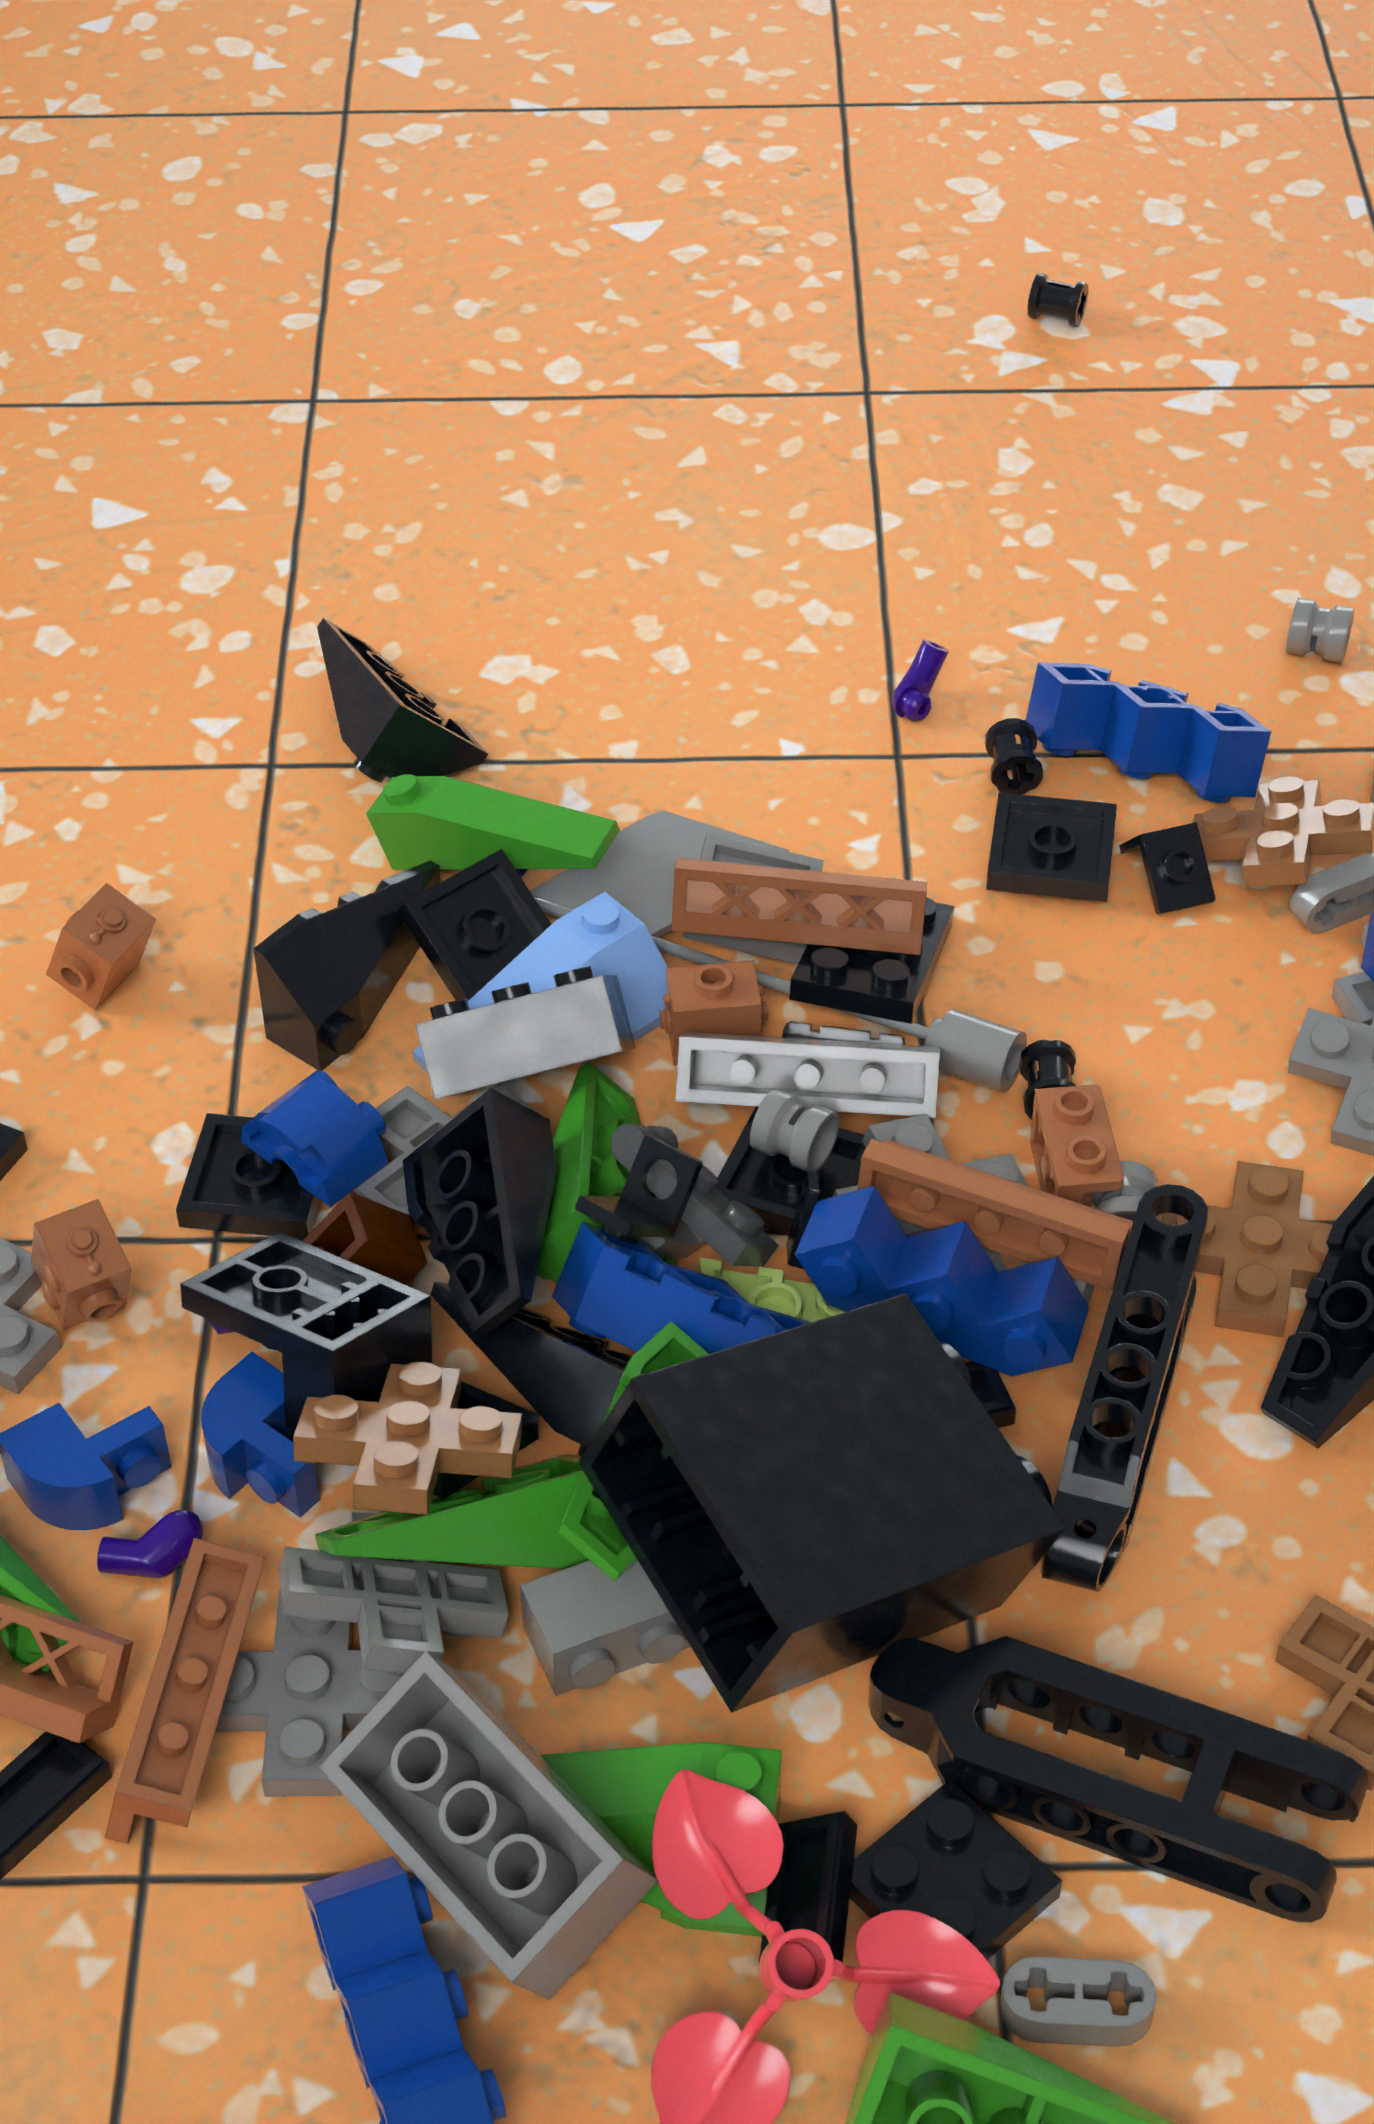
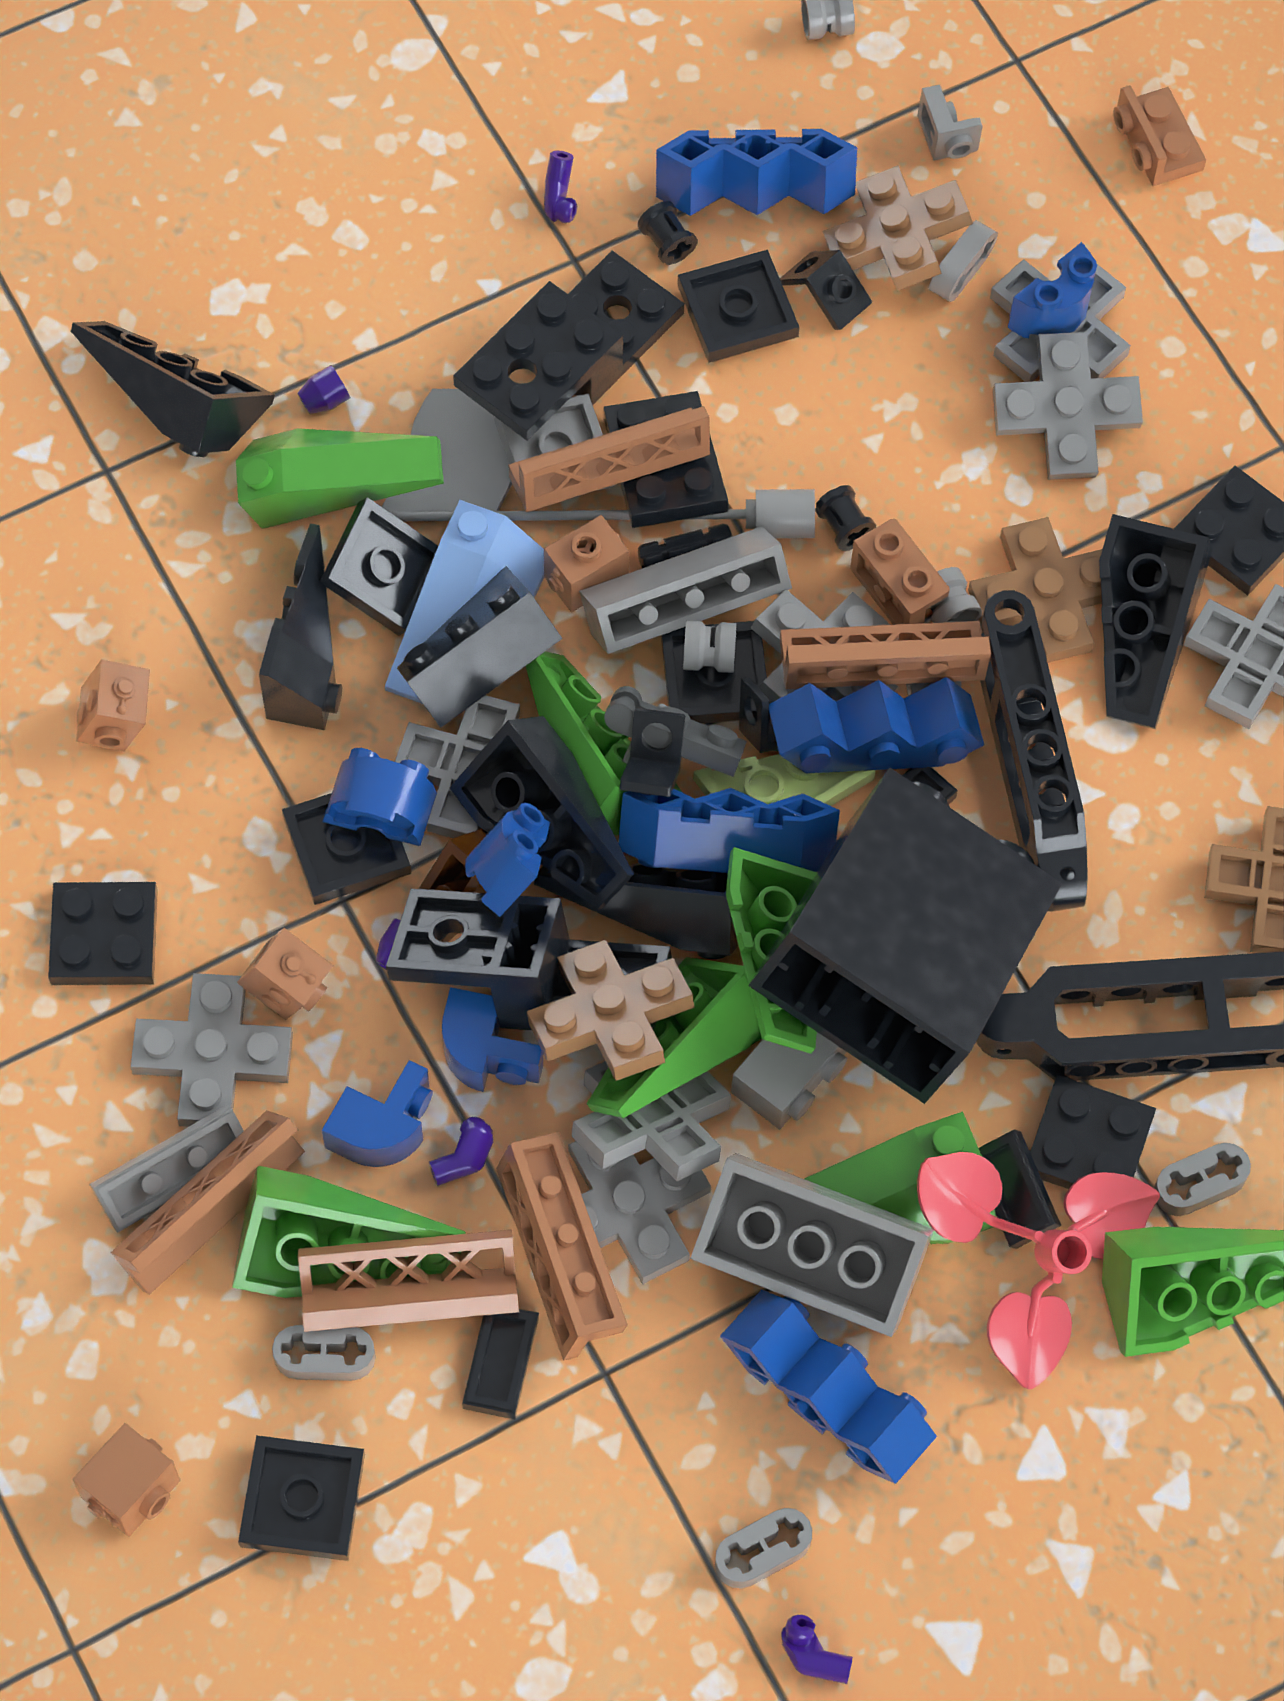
camera: 30 degrees left, 20 degrees up
(400, 1221) = (508, 857): none -> blue cylinder
(542, 769) = (323, 391): none -> dark purple hose
(828, 803) = (568, 344): none -> black bracket

